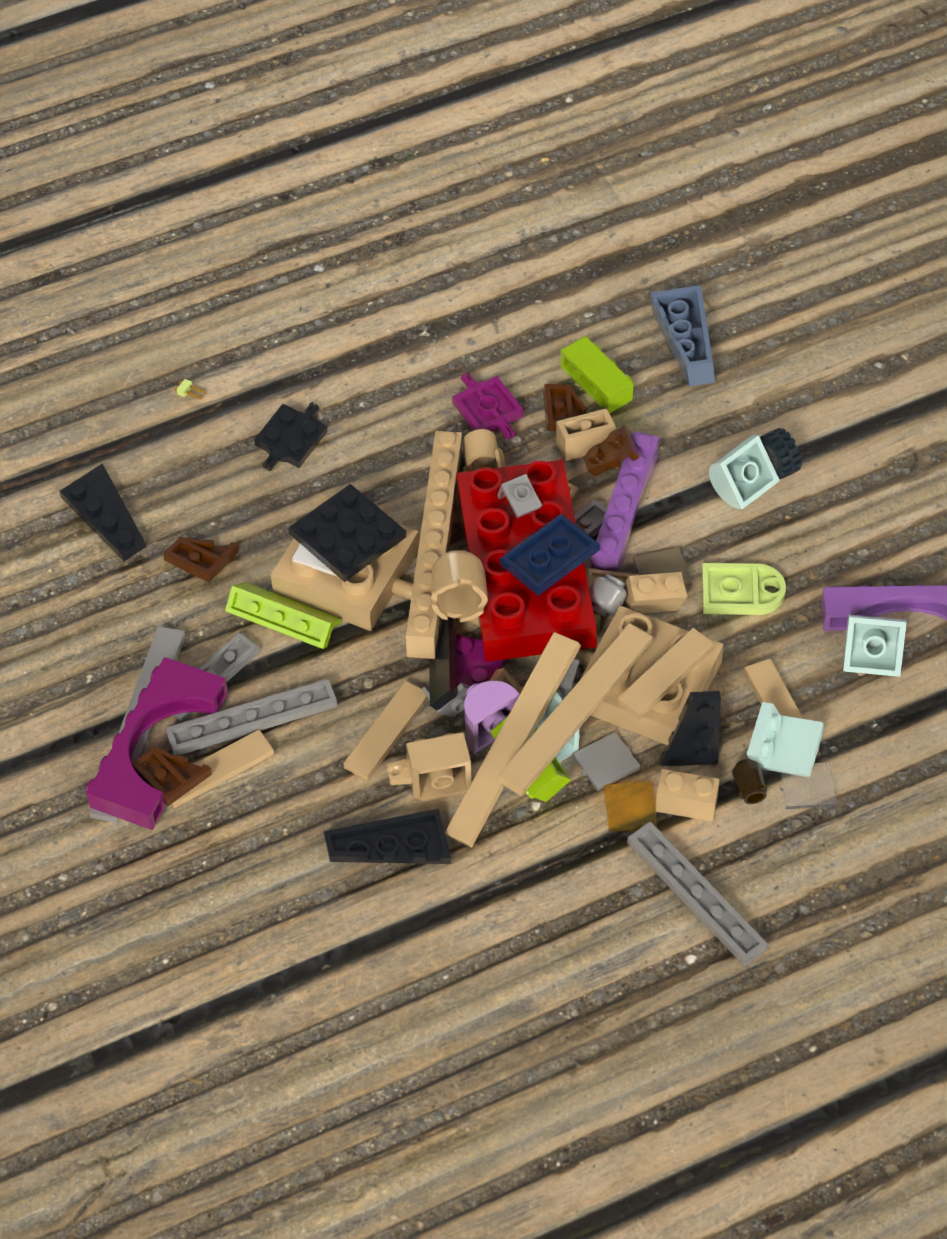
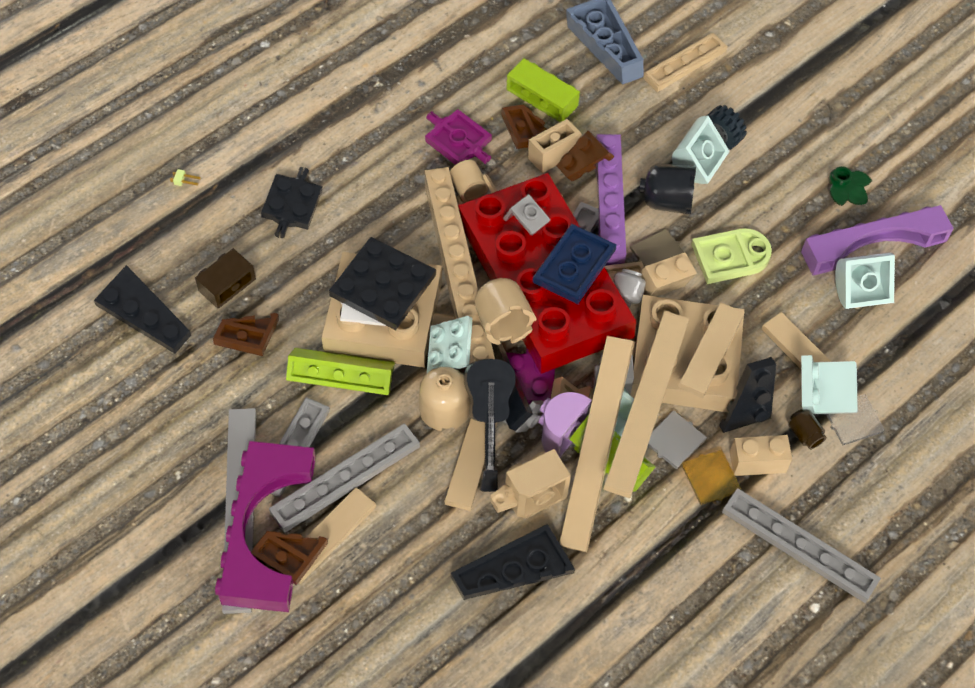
camera: 20 degrees left, 5 degrees up
(196, 497) = (225, 278): none -> dark brown brick
(376, 663) = (443, 399): none -> tan cylinder
(394, 615) = (450, 344): none -> light aqua bracket
(419, 657) = (489, 388): none -> black piece
(694, 504) = (669, 187): none -> black cylinder
(768, 376) = (684, 62): none -> tan tile
(901, 548) = (850, 187): none -> dark green plate

